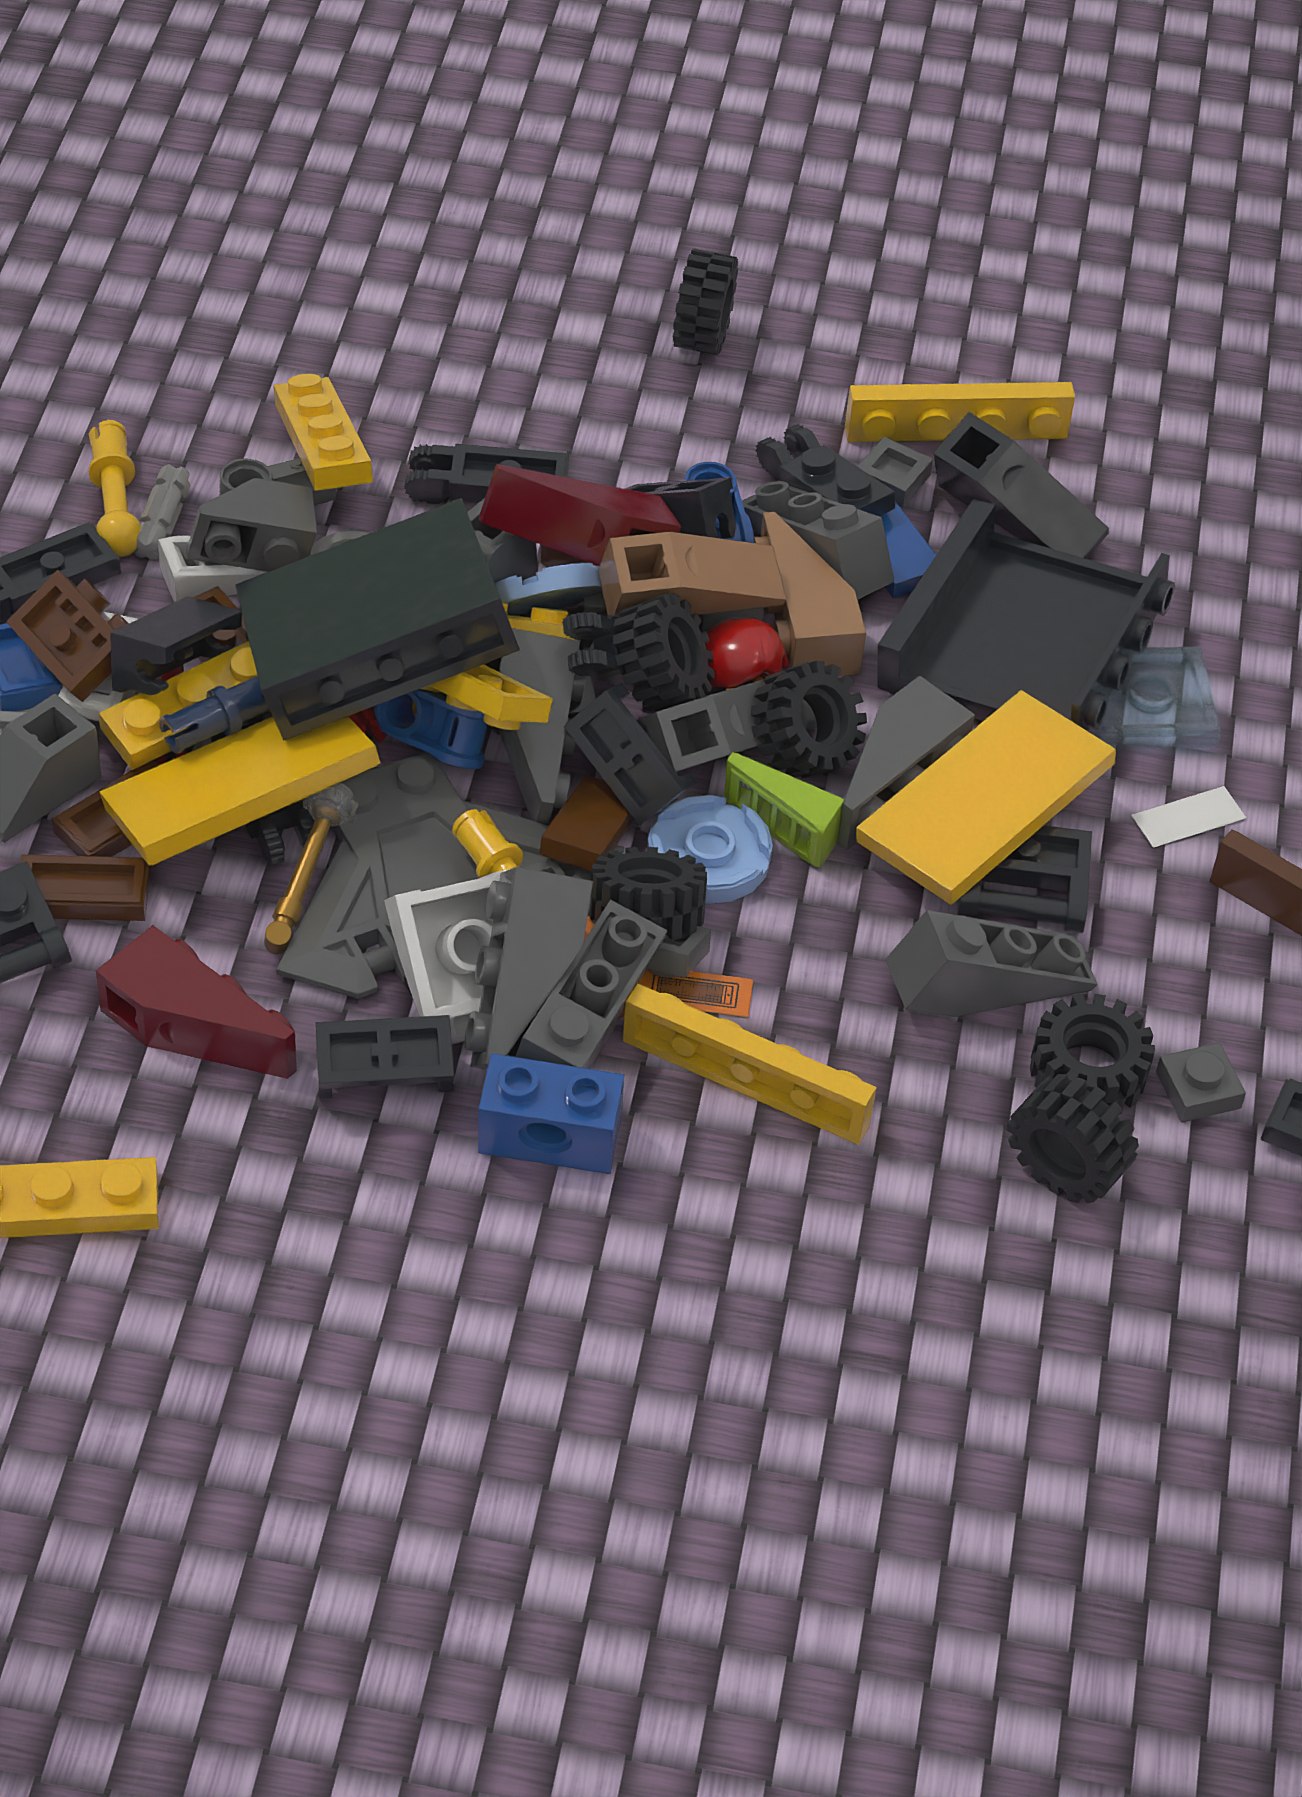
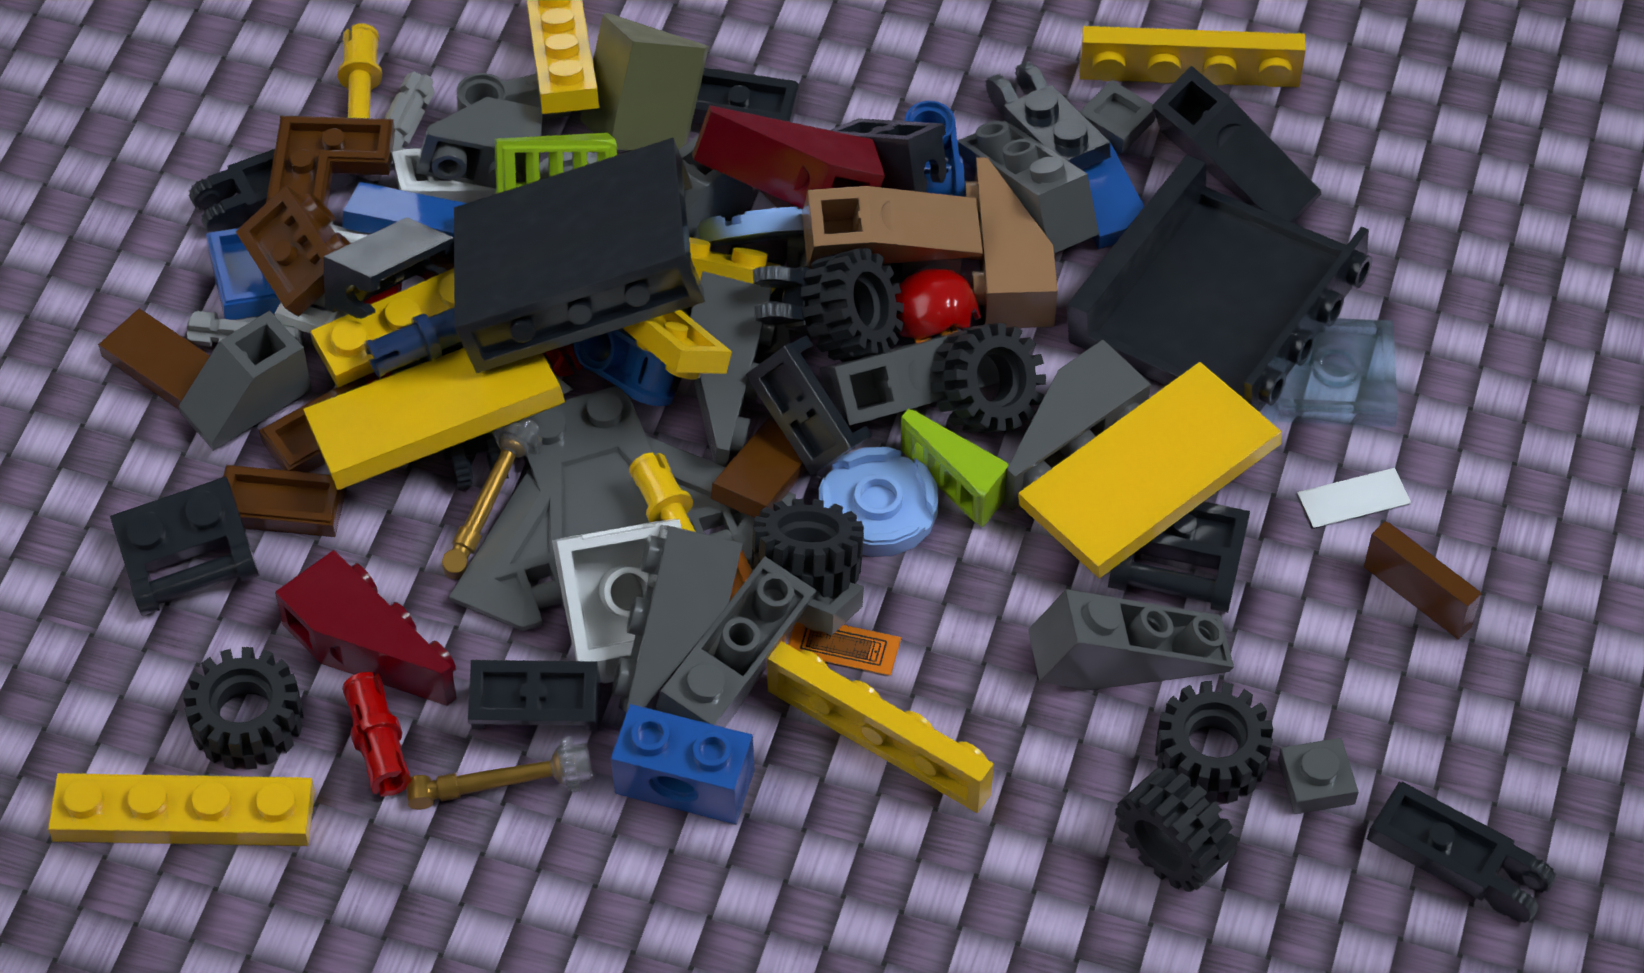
camera: 10 degrees right, 5 degrees up
(73, 1123) = (239, 678): none -> black tyre
(89, 537) = (317, 147): none -> reddish brown tile
(150, 591) = (378, 206): none -> blue tile
(219, 1108) = (376, 734): none -> red pin
(283, 528) = (555, 145): none -> lime slope
(416, 457) = (644, 83): none -> olive slope
(428, 1125) = (568, 764): none -> pearl gold piece

